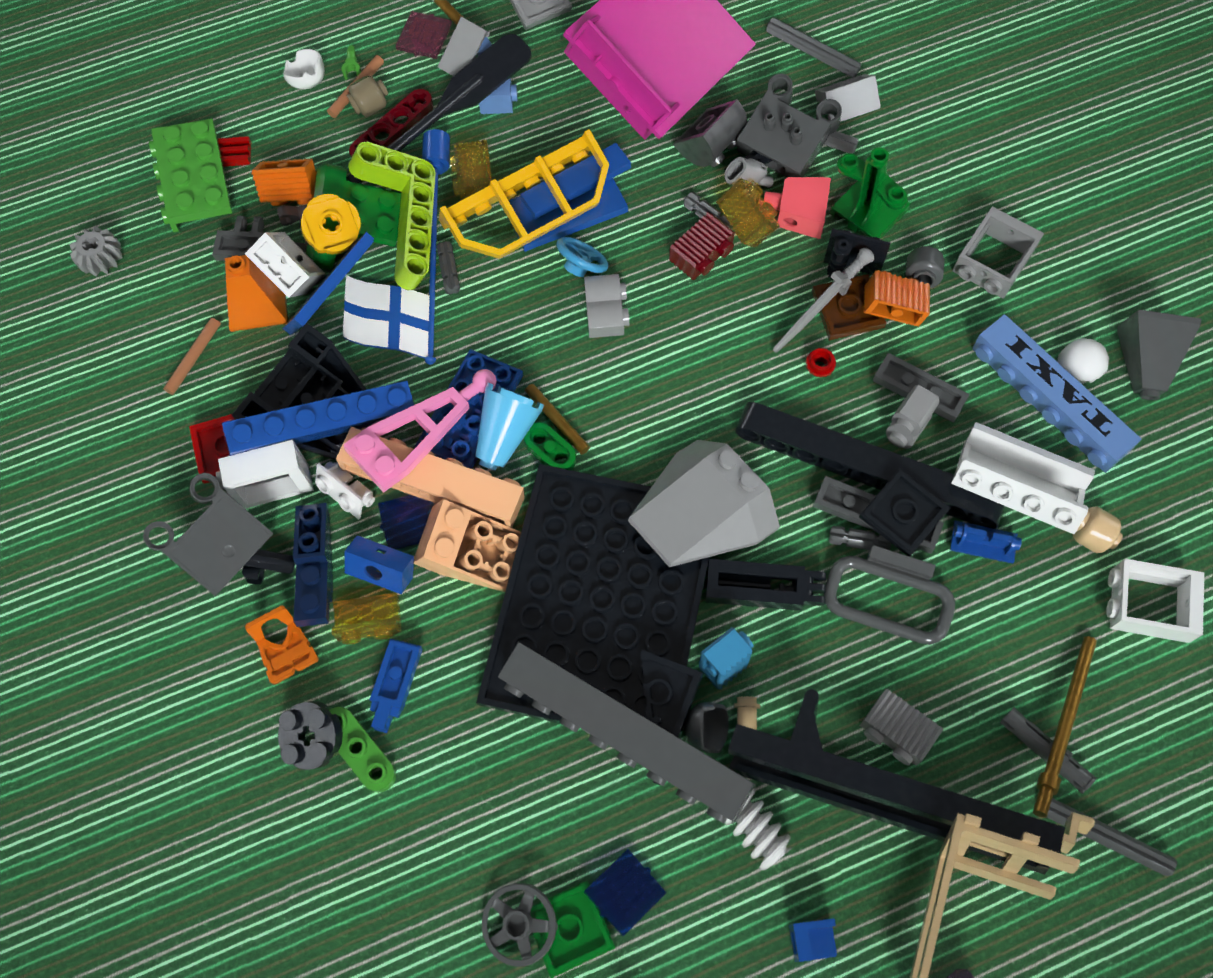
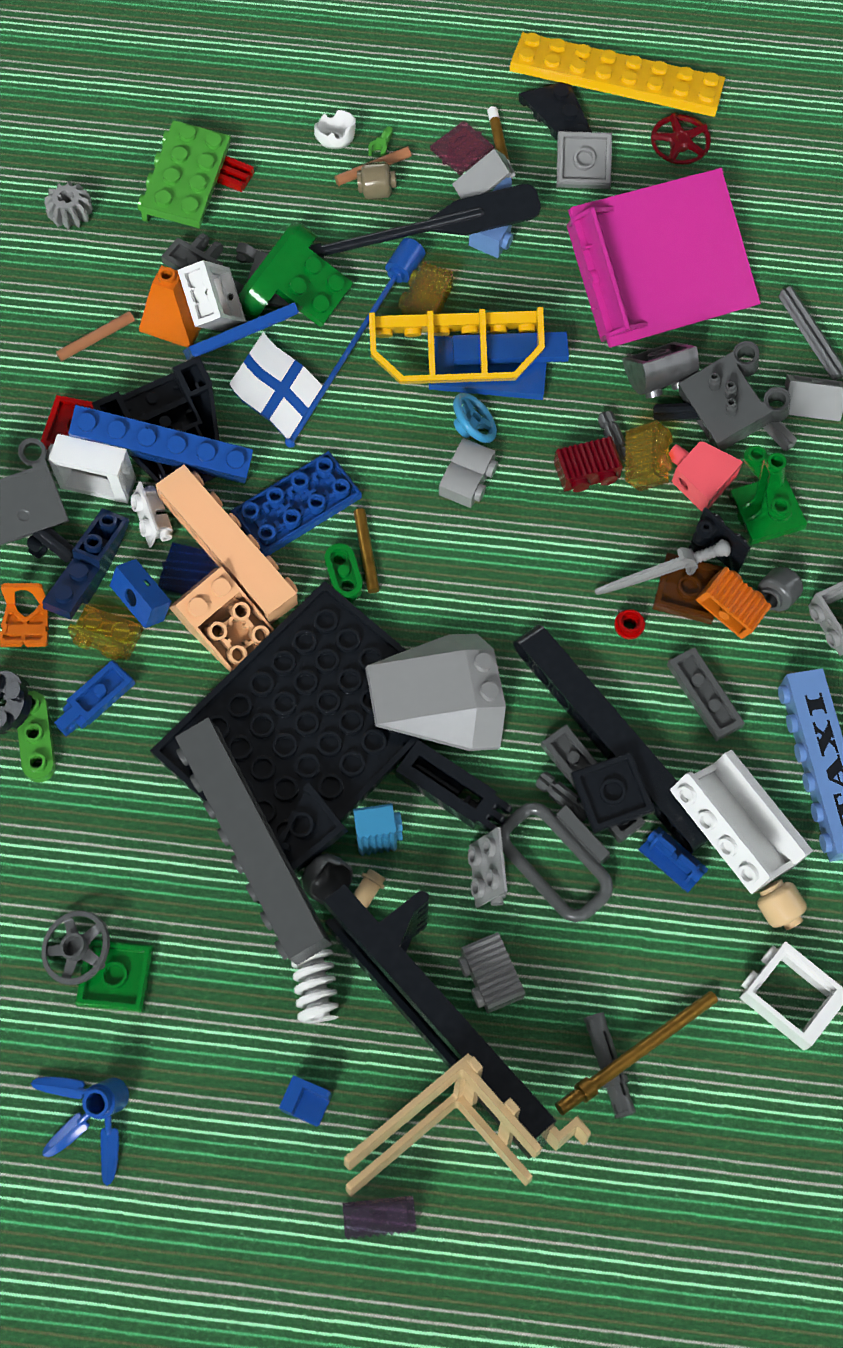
camera: 25 degrees right, 0 degrees up
(285, 181) = (257, 222): orange brick -> none
(339, 210) = (283, 271): yellow plate -> none
(379, 460) = (188, 505): bright pink plate -> none
(387, 122) = (379, 215): dark red beam -> none
(416, 182) = (352, 304): lime beam -> none
(448, 267) = (354, 369): dark grey axle -> none
(503, 425) = (313, 530): medium azure cone -> none
(625, 892) = (176, 973): clear blue piece -> none
(749, 170) = (671, 418): light grey piece -> none
(842, 637) = (488, 869): none -> light grey hinge
(912, 417) = (674, 714): light grey brick -> none
(1118, 841) = (617, 1171): dark grey axle -> none

